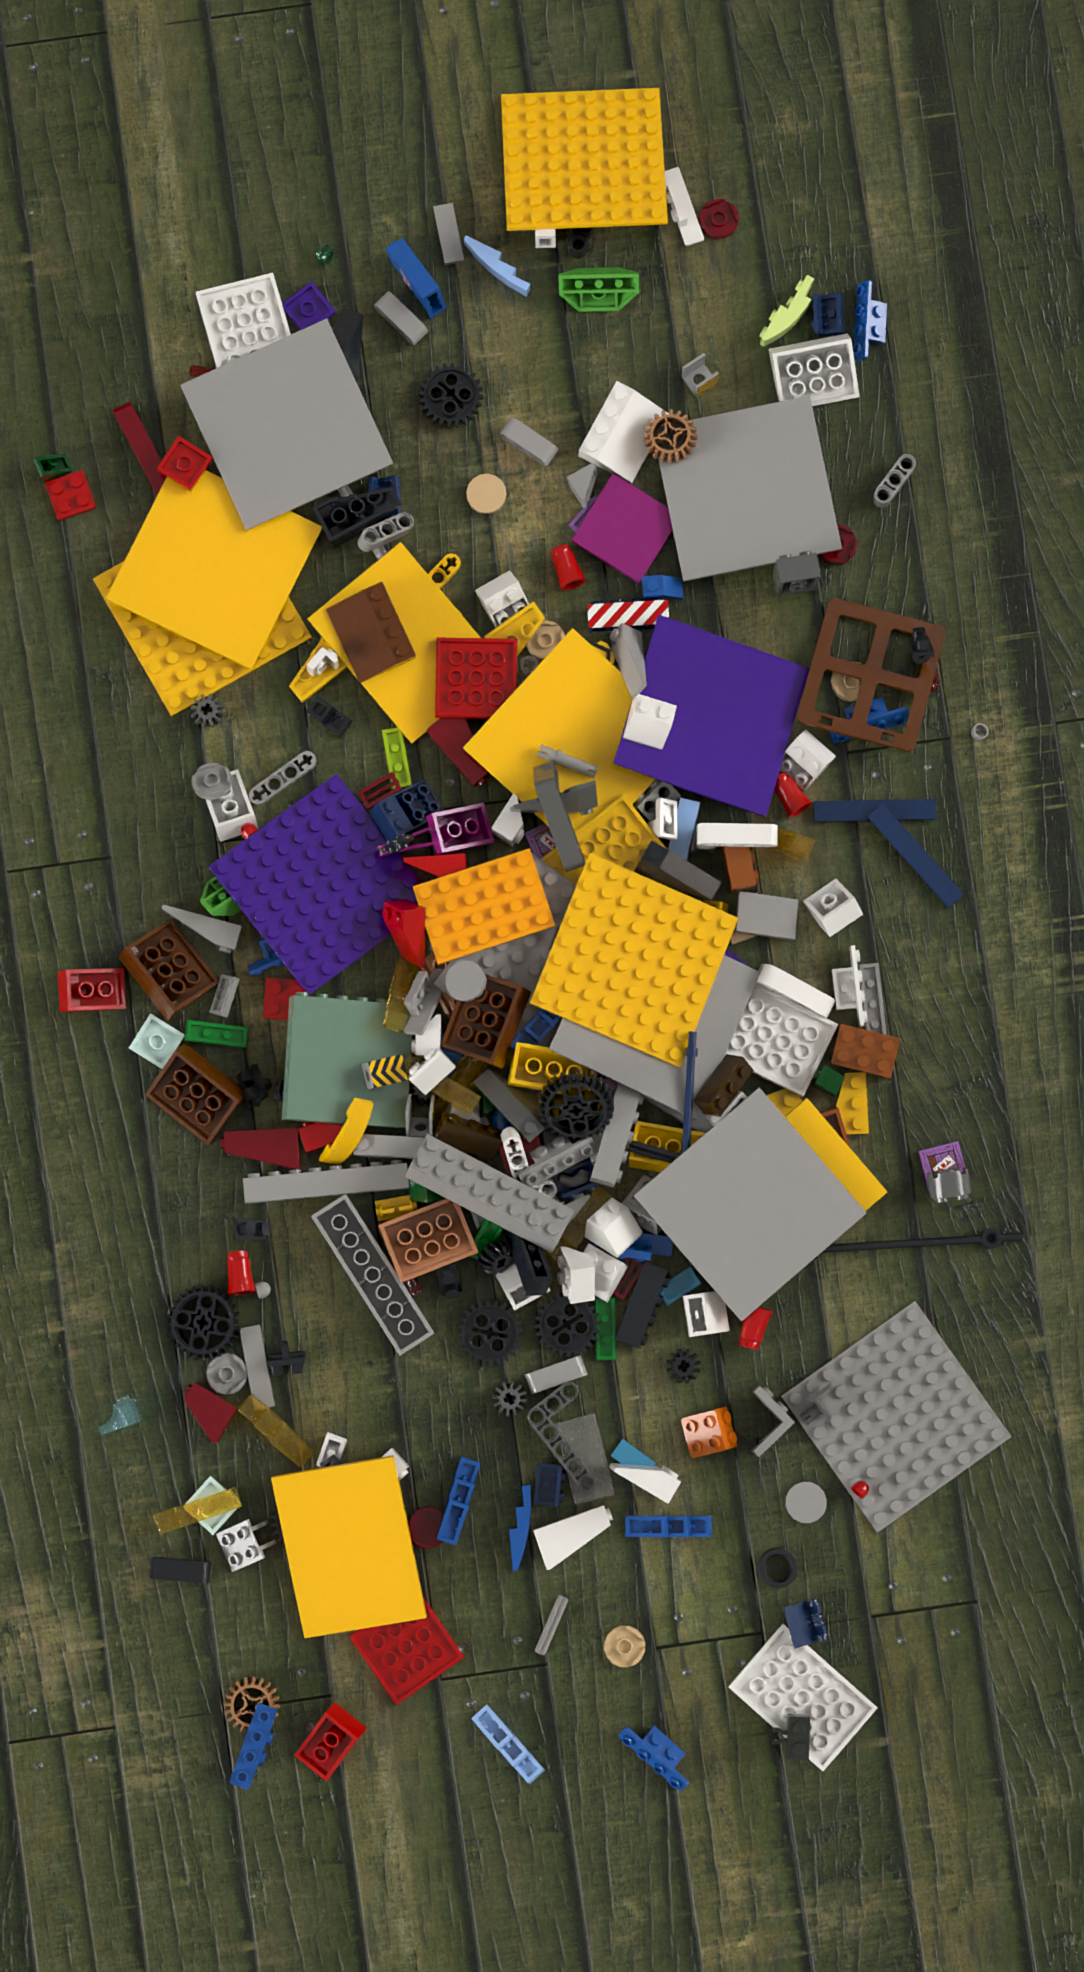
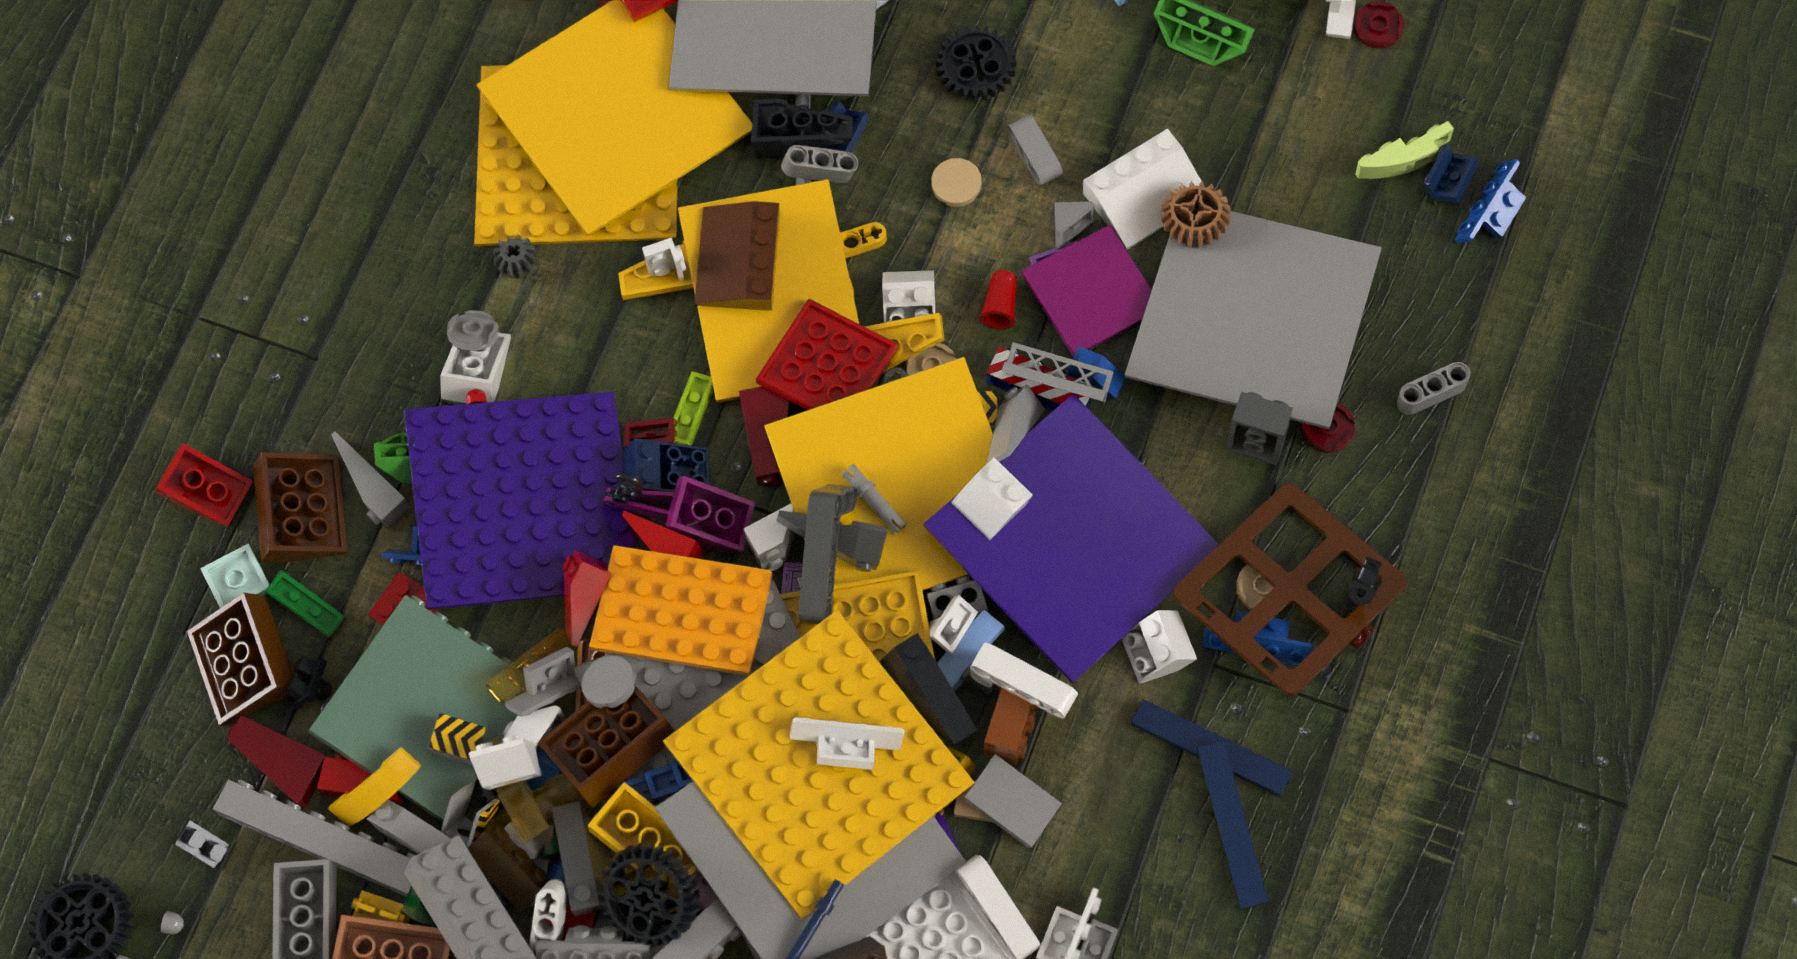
camera: 35 degrees right, 15 degrees down
(224, 995) = (341, 567): light grey plate -> none
(239, 1273) = (157, 890): red plant -> none
(284, 780) = (552, 372): light grey beam -> none
(329, 716) = (643, 328): black slope -> none
(643, 611) = (1060, 383): none -> light grey fence
(647, 940) = (846, 743): none -> white bracket
(697, 367) = (1264, 168): light grey piece -> none
(791, 796) = (1118, 678): red plant -> none
(794, 844) = (1091, 736): clear yellow slope -> none
(815, 369) = (1408, 227): white slope -> none
(833, 907) = (1098, 834): white slope -> none
(978, 728) = (1388, 715): light grey hinge -> none

